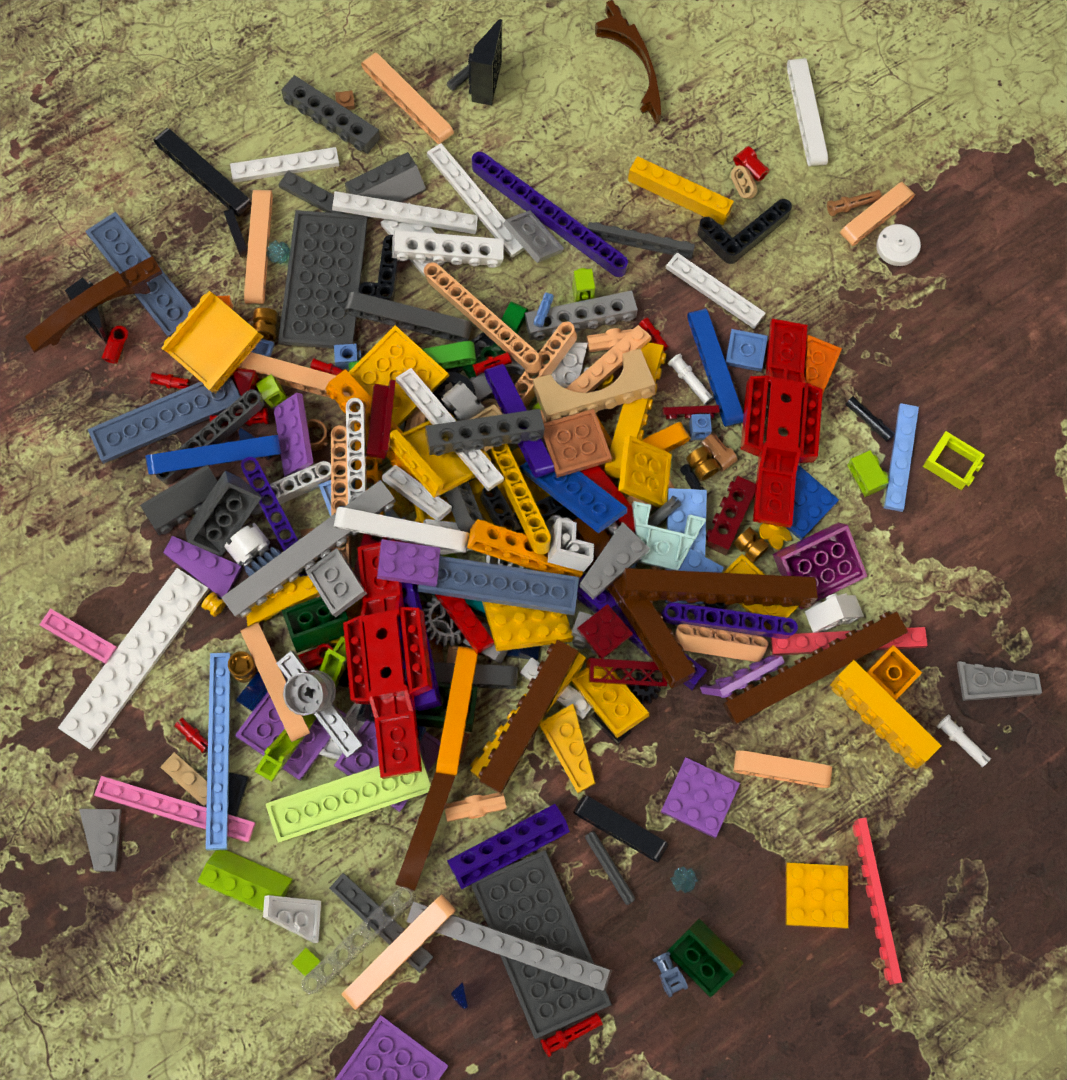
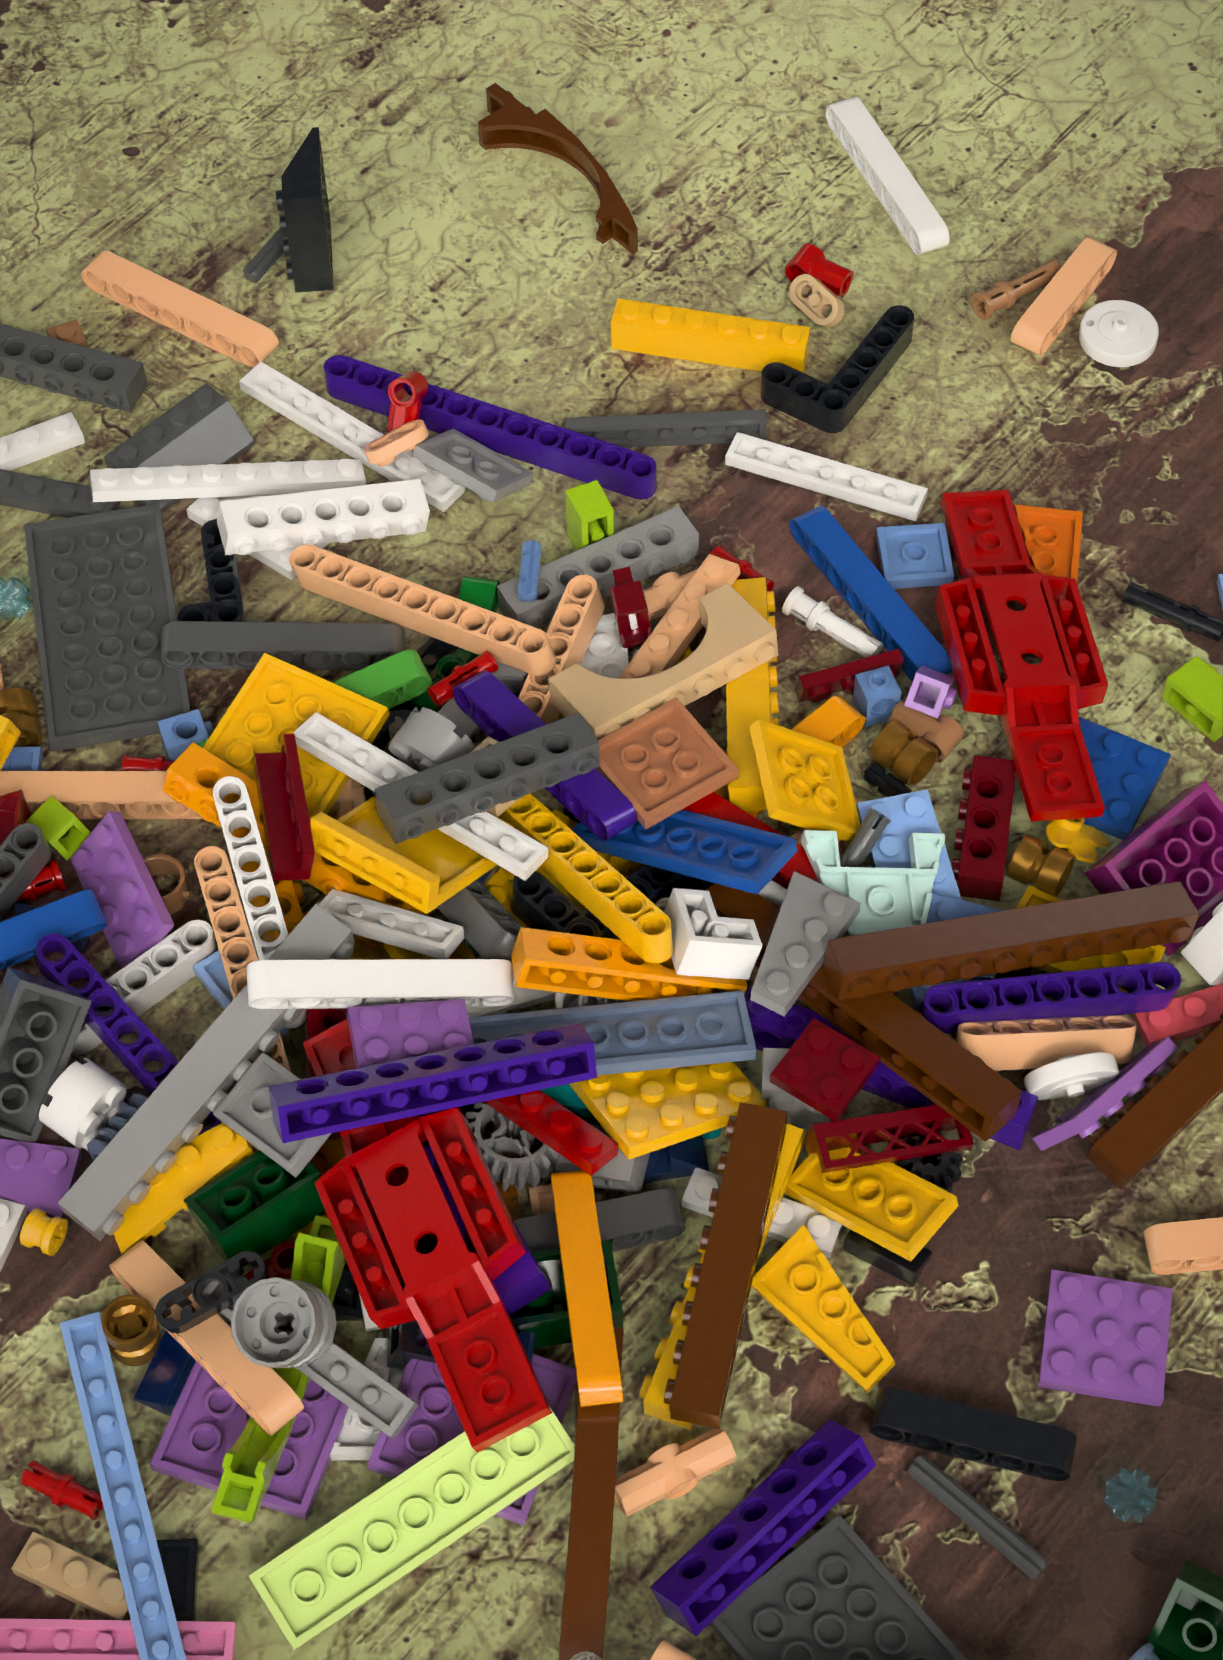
camera: 10 degrees left, 15 degrees down
(269, 672) = (180, 1295): none -> black beam
(411, 592) = (432, 1082): none -> dark purple brick
(497, 213) = (385, 448): none -> light nougat plate
(508, 191) = (404, 406): none -> red piece
(587, 346) = (630, 609): none -> dark red piece
(726, 664) = (1071, 1075): none -> white wheel
(727, 434) = (931, 692): none -> medium lavender brick

